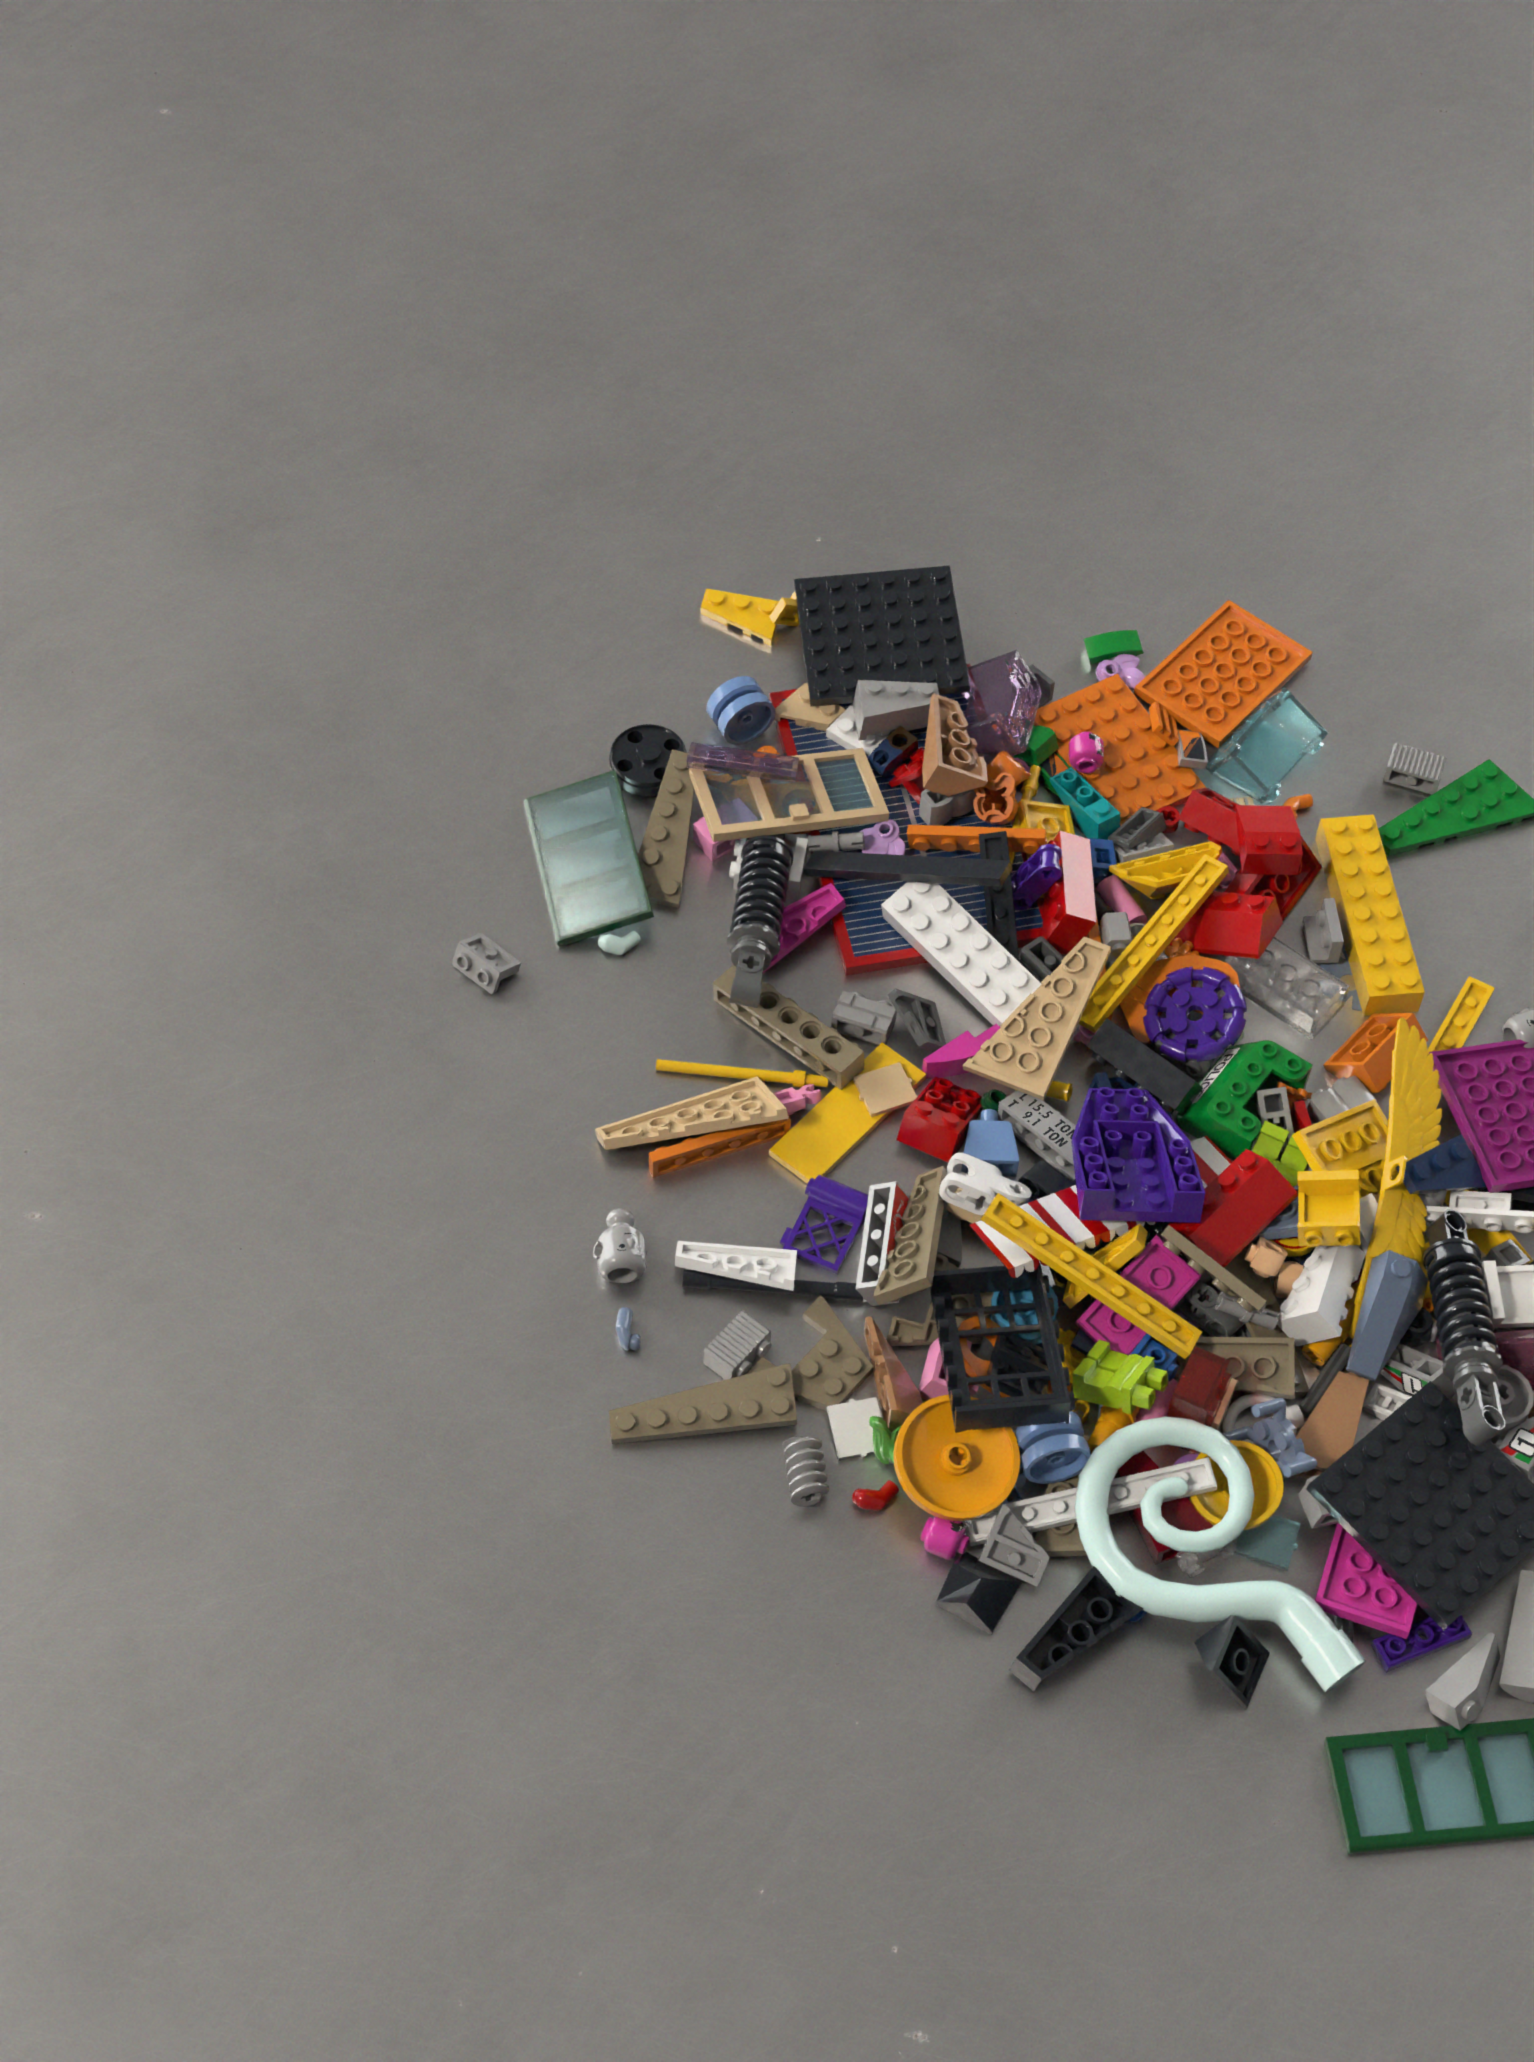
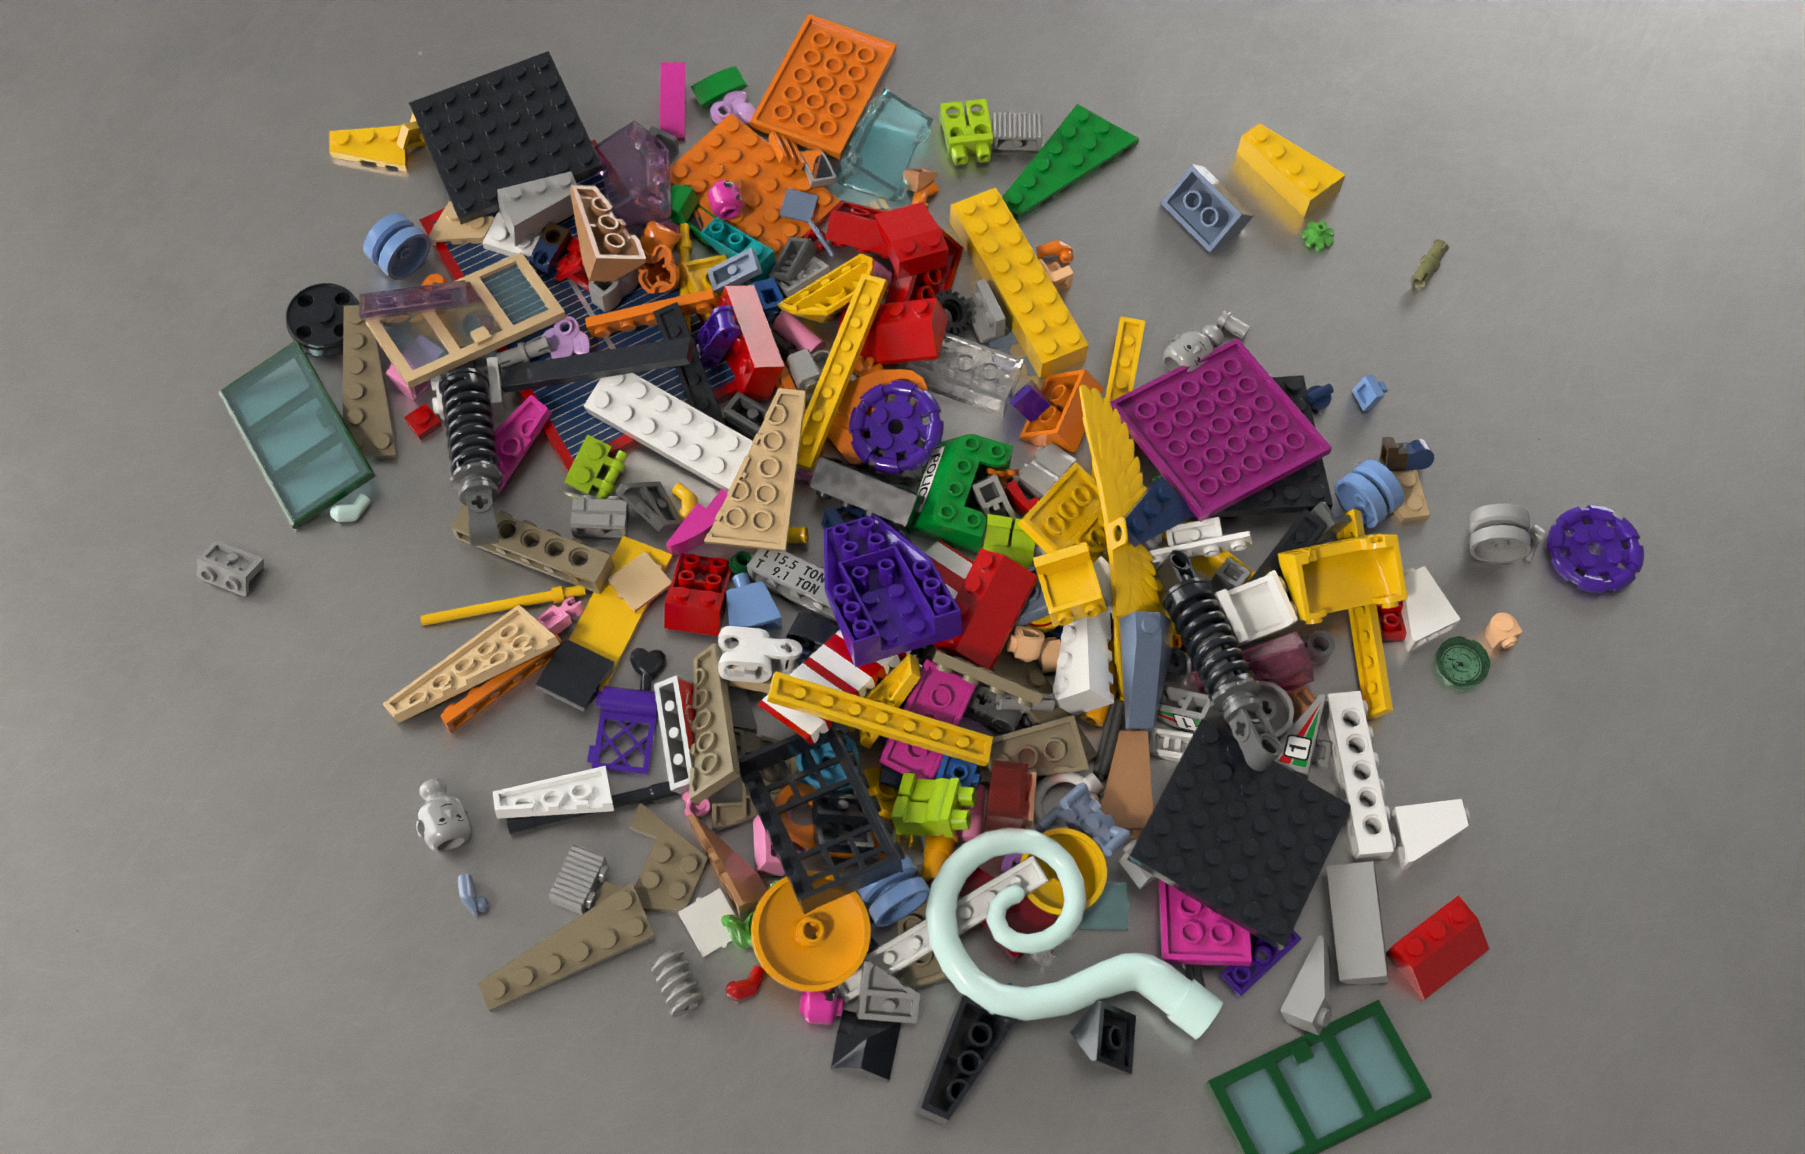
camera: 20 degrees left, 10 degrees up
(715, 881) = (423, 421): none -> red plate
(793, 1155) = (574, 675): none -> black slope
(866, 966) = (588, 464): none -> lime plate
(868, 1169) = (647, 665): none -> black rock
(884, 1319) = (699, 810): none -> bright pink plate
(957, 1024) = (688, 499): none -> yellow arm
(1062, 645) = (673, 99): none -> dark pink slope
(1075, 820) = (734, 270): none -> sand blue slope
(1162, 782) = (800, 207): none -> sand blue piece
(1295, 787) = (918, 178): none -> nougat slope
(1295, 921) = (957, 310): none -> black tyre
(1344, 1030) = (1029, 401): none -> dark purple slope
(1360, 762) = (968, 139): none -> lime hips
(1416, 921) = (1059, 276): none -> light nougat panel
(1422, 893) = (1057, 248): none -> orange arm

